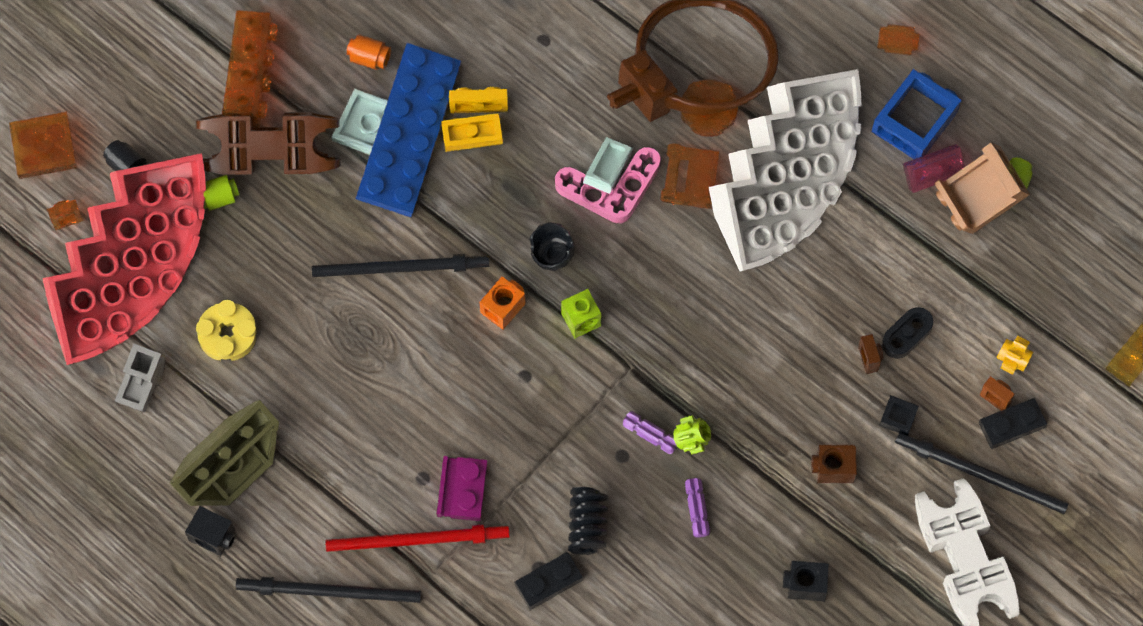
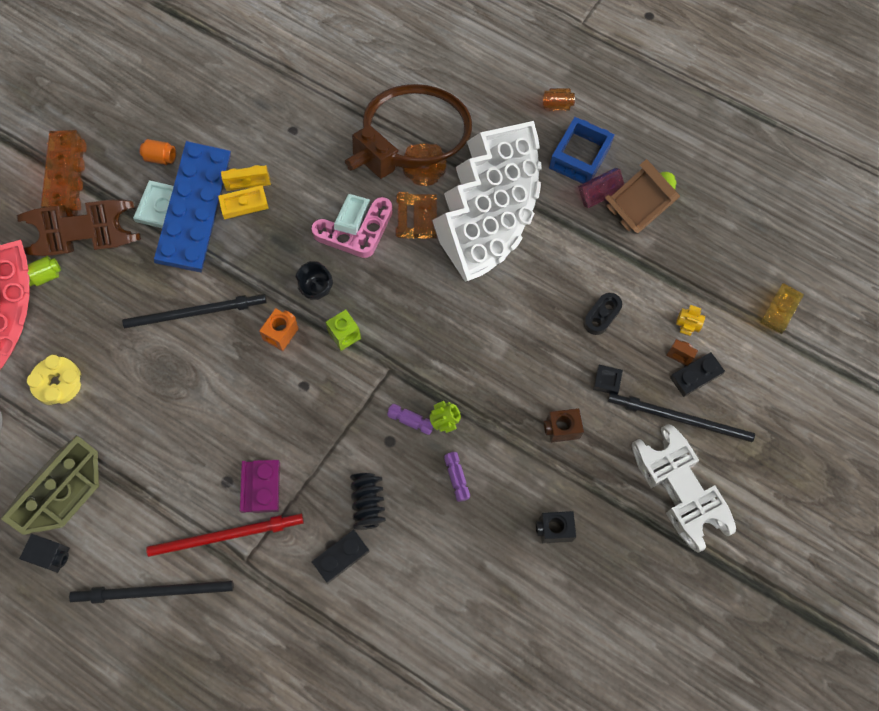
camera: 10 degrees left, 0 degrees up
(870, 353) = (577, 333): reddish brown plate -> none

